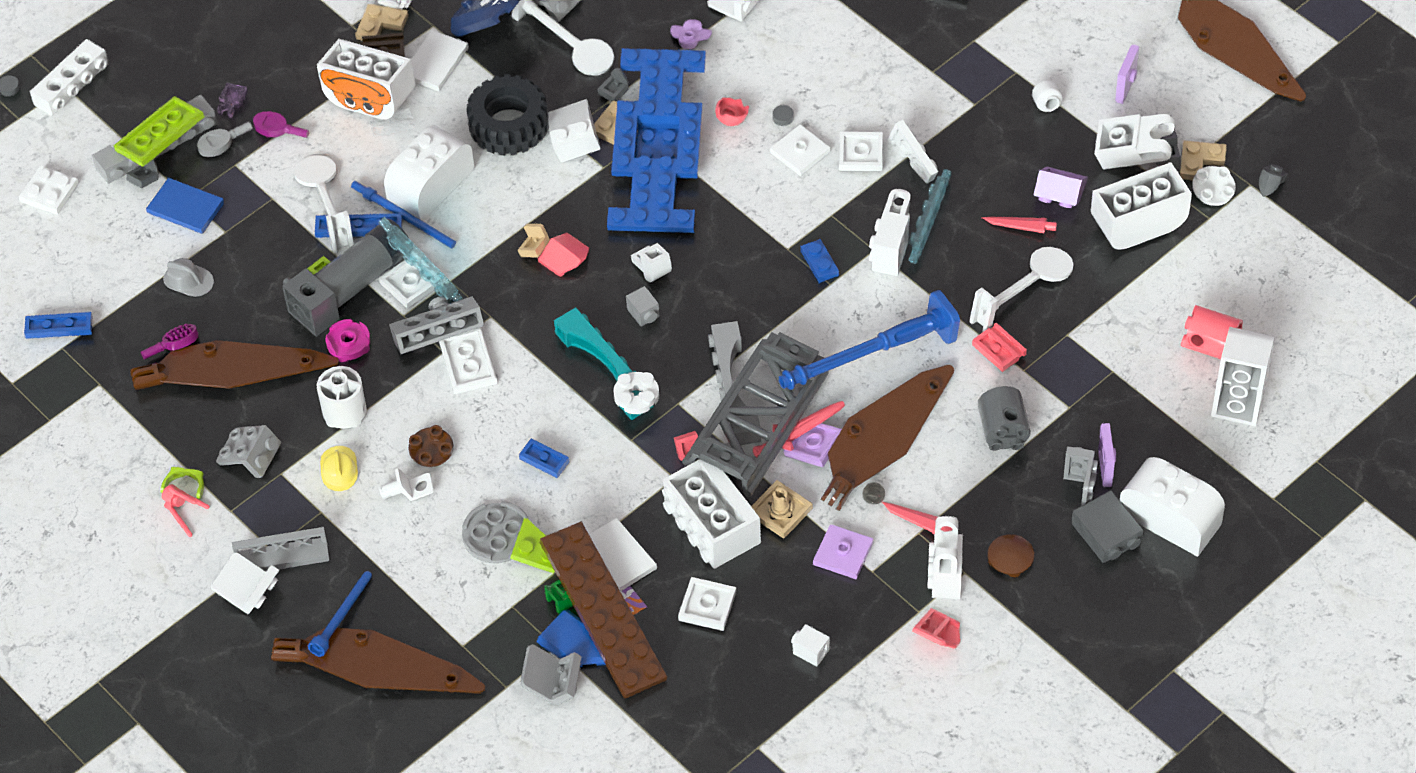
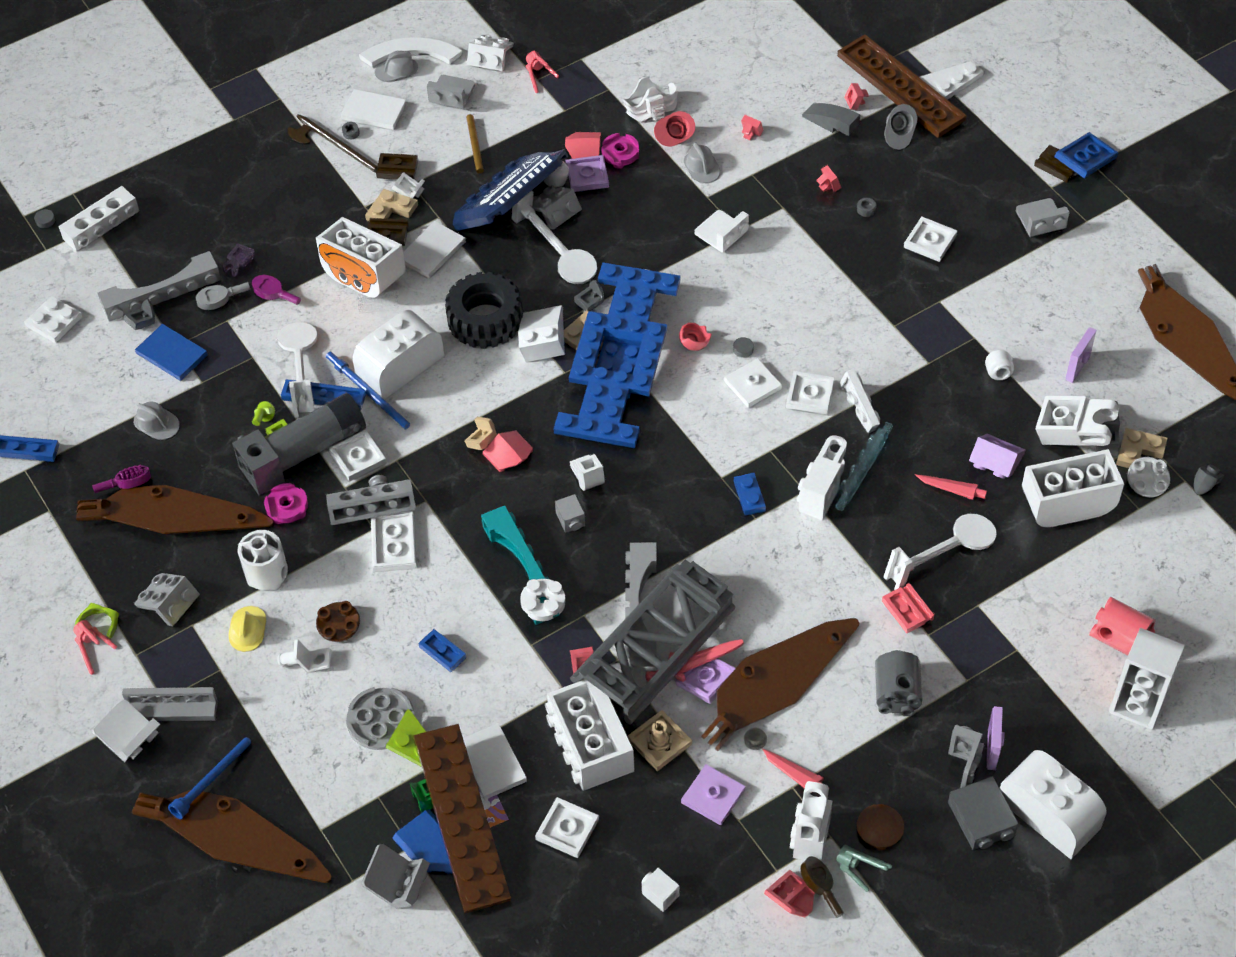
camera: 10 degrees right, 0 degrees up
(158, 131) = (161, 279): lime tile -> none
(301, 252) = (264, 412): none -> lime plate
(416, 258) = (363, 434): clear light blue plate -> none
(690, 33) = (672, 257): lavender plate -> none
(940, 318) = (853, 570): blue piece -> none
(964, 614) = (820, 881): none -> dark brown piece
(987, 587) = (851, 858): none -> sand green plant

